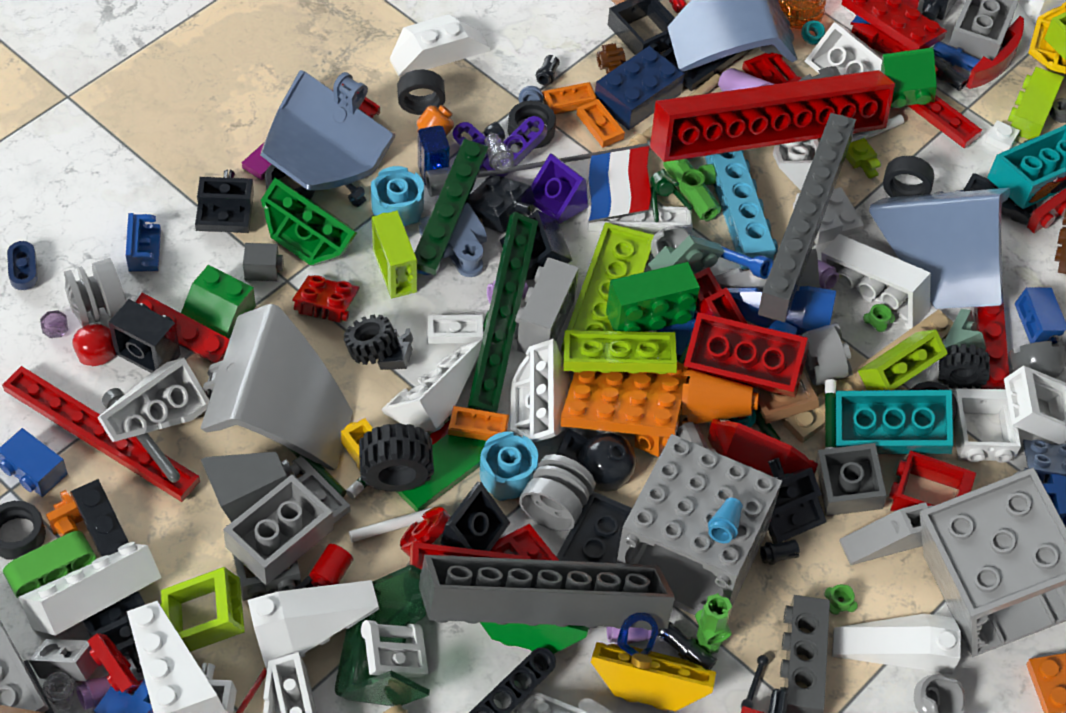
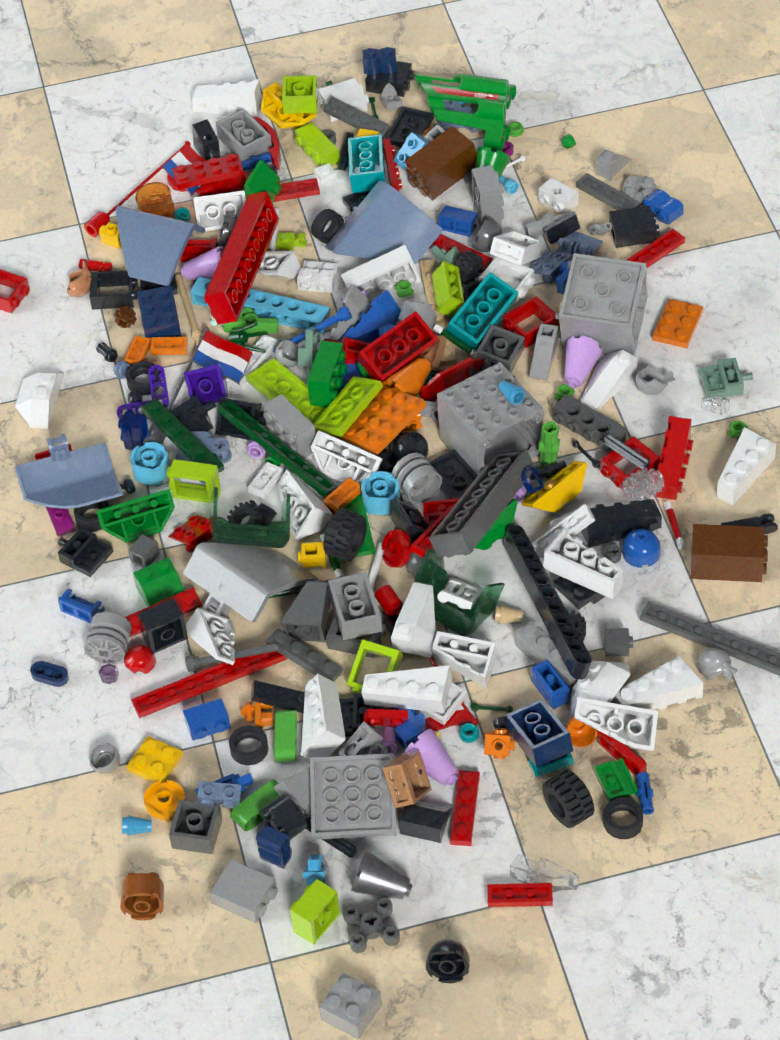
camera: 50 degrees left, 5 degrees down
(188, 519) = (304, 656): none -> dark grey plate
(318, 326) = (274, 535): none -> clear green windscreen
(420, 80) = (79, 417): black tyre -> none
(436, 116) = (107, 422): orange head -> none
(499, 154) = (163, 396): clear cone -> none
(806, 218) = (330, 274): dark grey brick -> none
(904, 588) = (580, 359): none -> lavender cone

